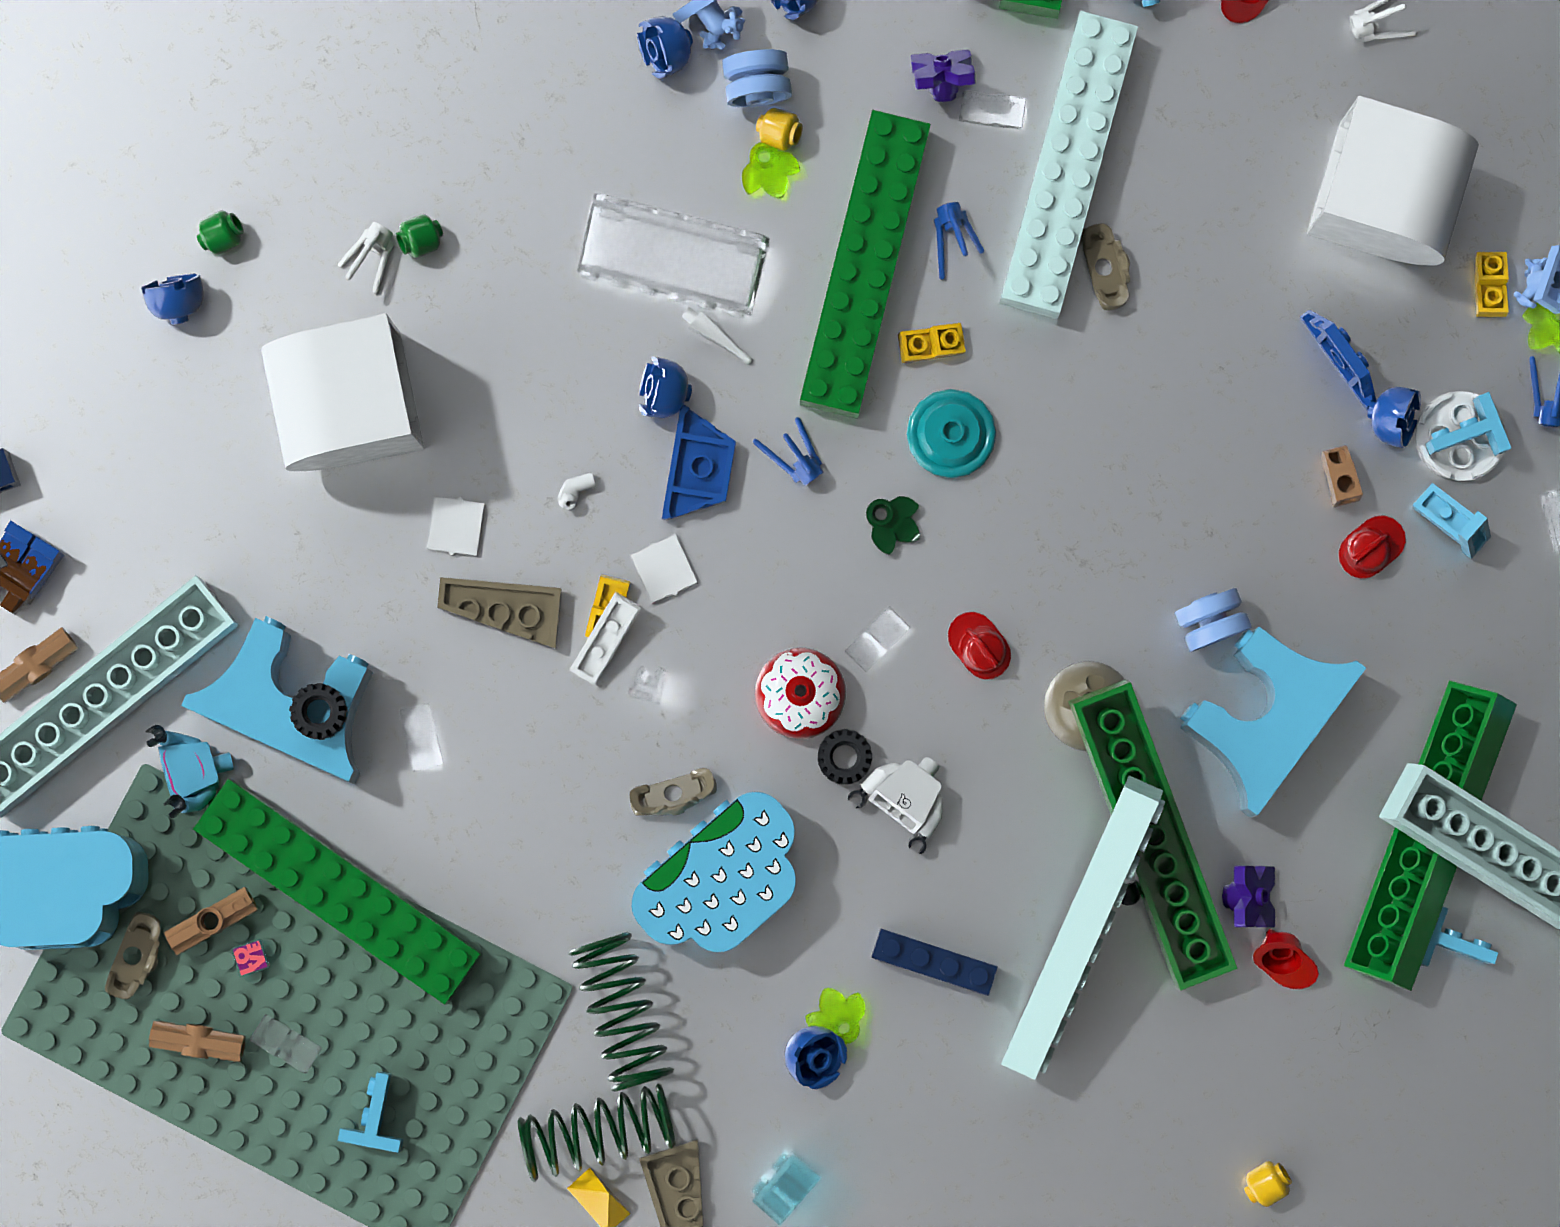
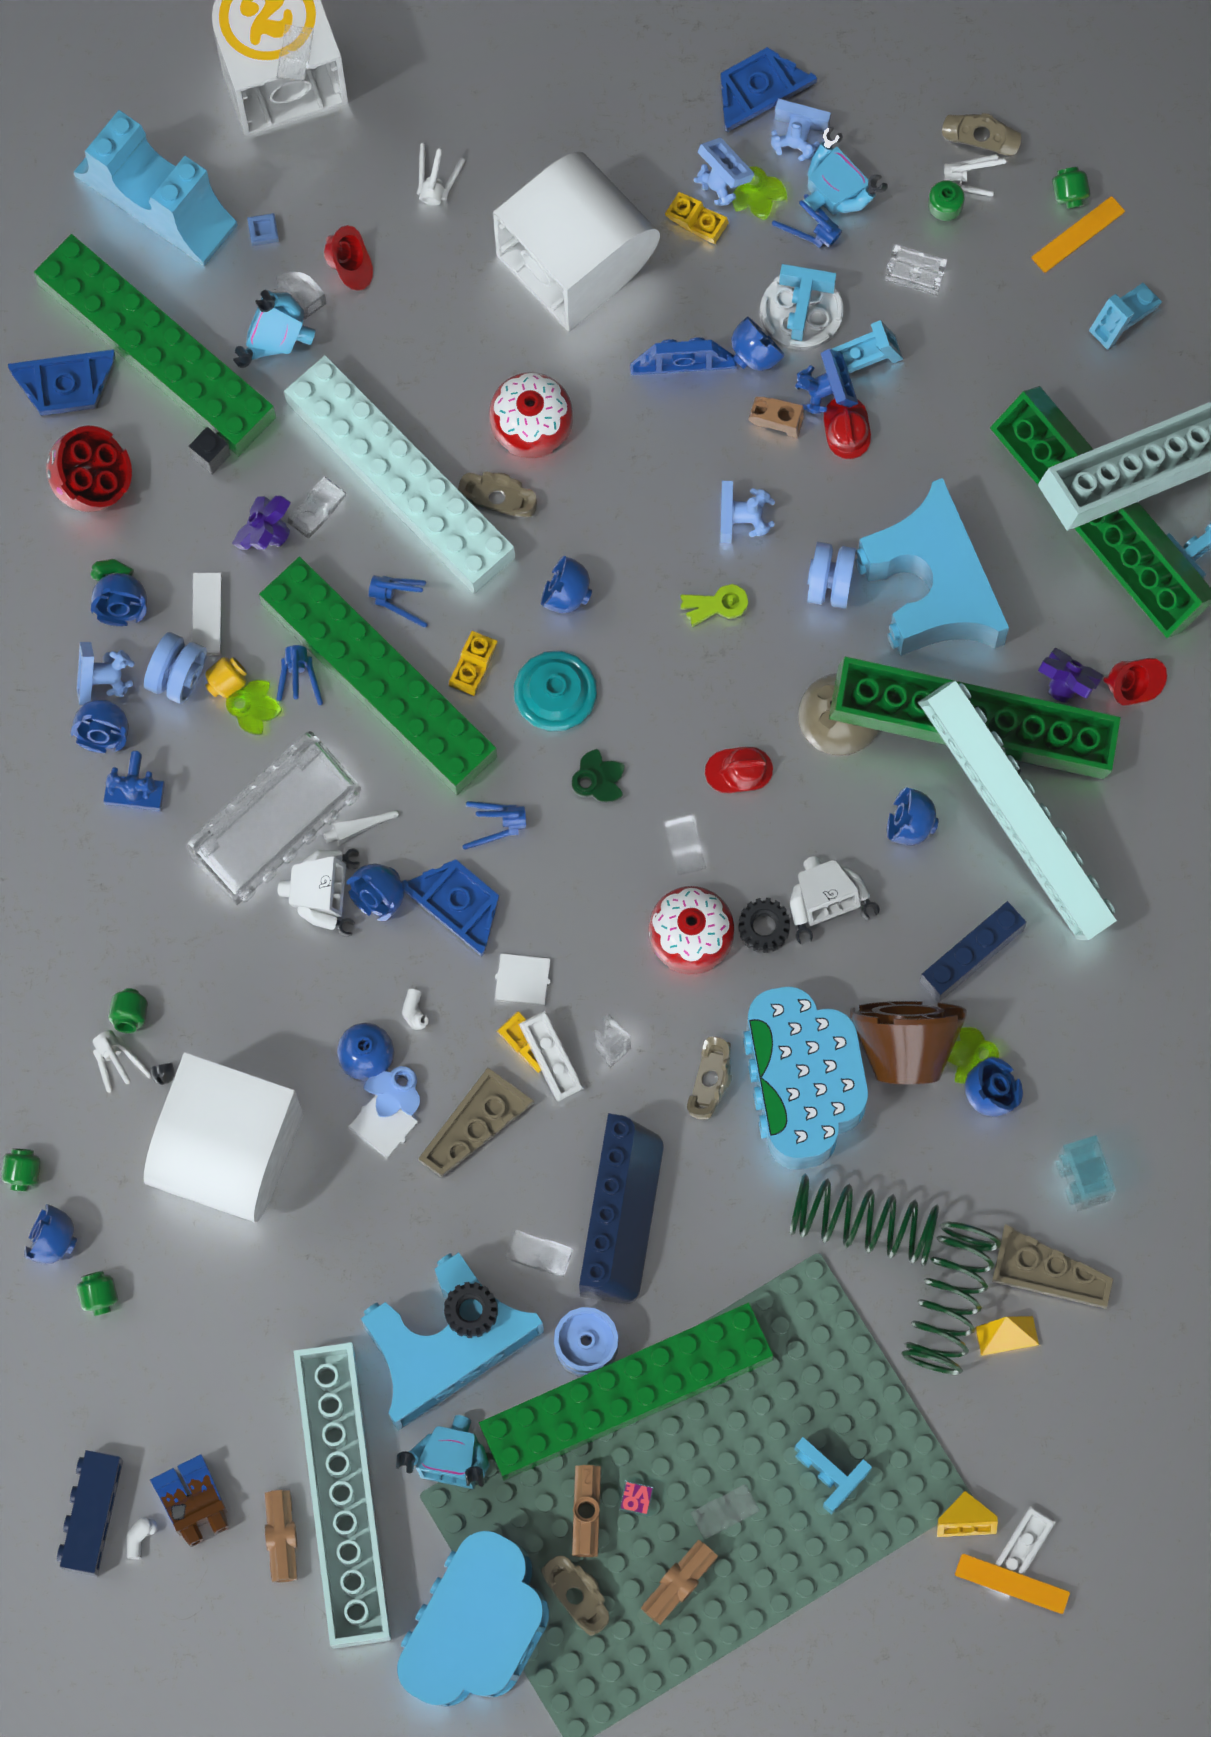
camera: 55 degrees left, 10 degrees down
(150, 369) = (97, 1293): none -> green head
(380, 834) = (581, 1324): none -> light blue wheel
(382, 302) = (162, 1073): none -> black hinge
(485, 518) = (392, 1095): none -> light blue plate
(499, 788) = (621, 1212): none -> dark blue windscreen
(512, 484) = (371, 1061): none -> blue cylinder
(624, 112) = (132, 790): none -> blue piece
(633, 334) = (318, 888): none -> white torso
(813, 951) = (908, 1039): none -> reddish brown cone
(831, 73) = (207, 611): none -> white tile
(833, 181) = (296, 662): none -> blue plant
(1025, 833) = (913, 818): none -> blue cylinder
(1053, 384) = (567, 588): none -> blue cylinder
(1133, 539) = (728, 602): none -> lime piece
(1190, 265) = (533, 429): none -> cylinder
(1227, 501) = (743, 512): none -> light blue piece
(1405, 509) = (834, 381): none -> blue piece

